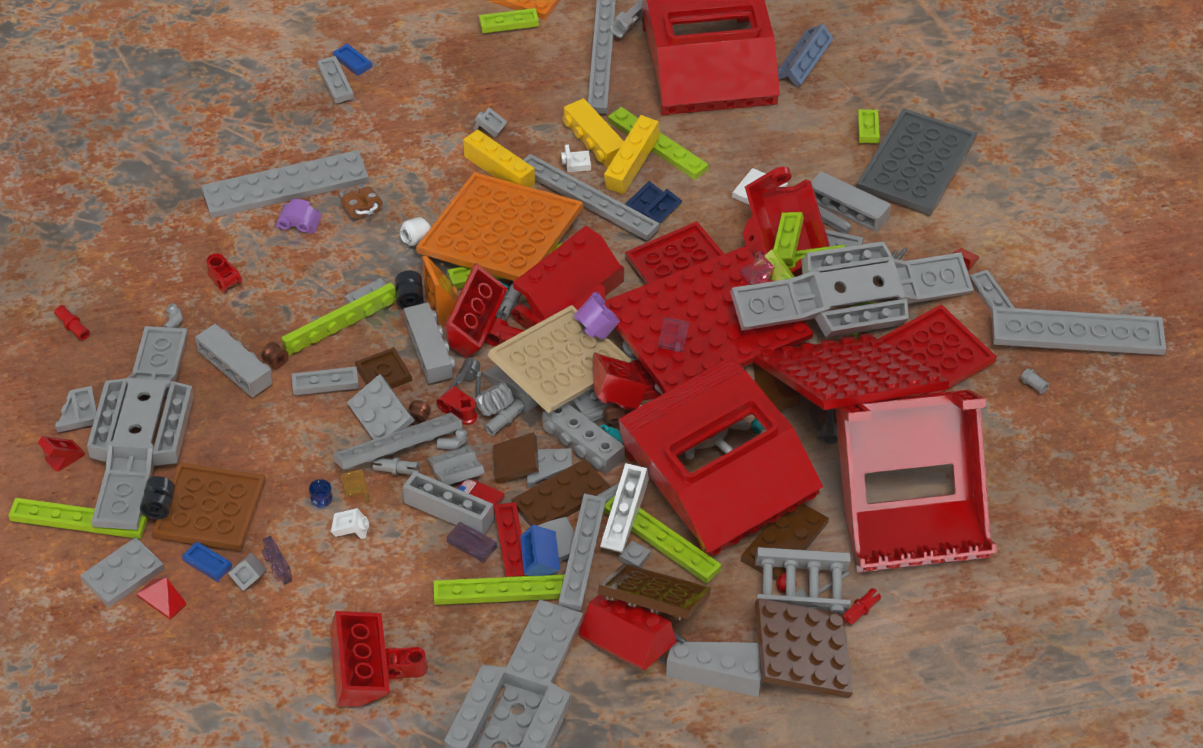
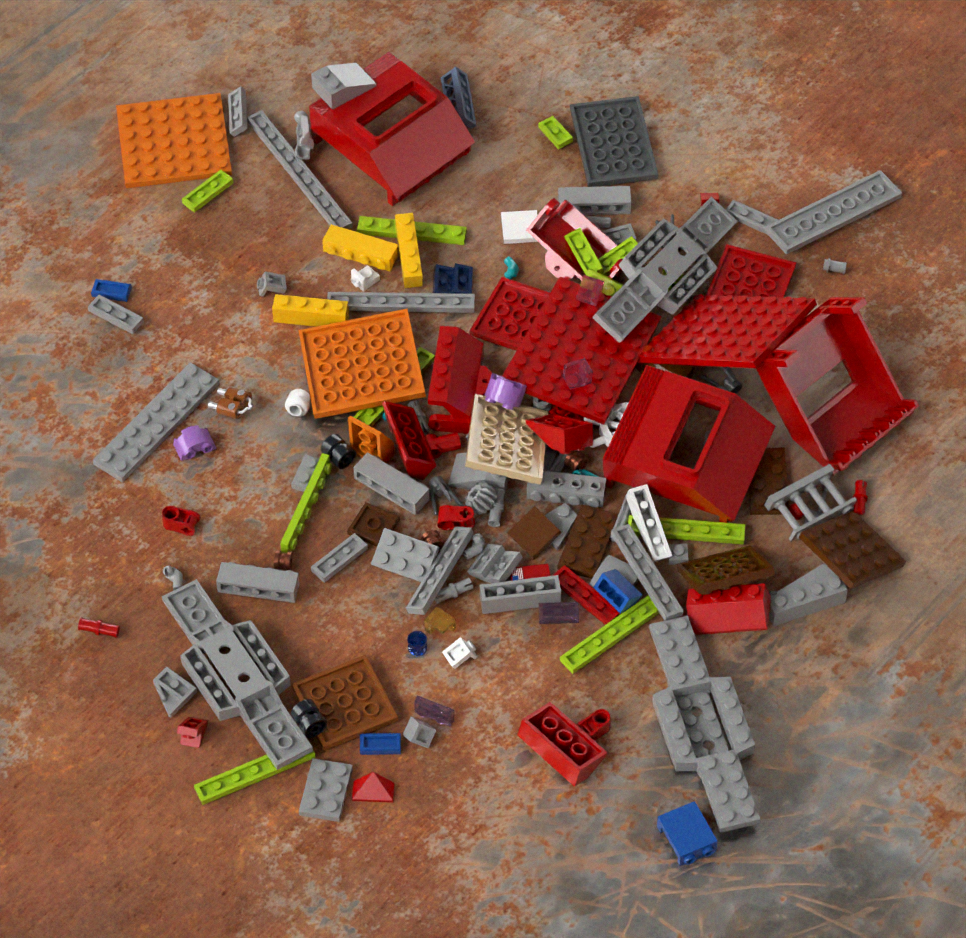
camera: 35 degrees left, 5 degrees up
(717, 222) = (513, 268): none -> teal arm

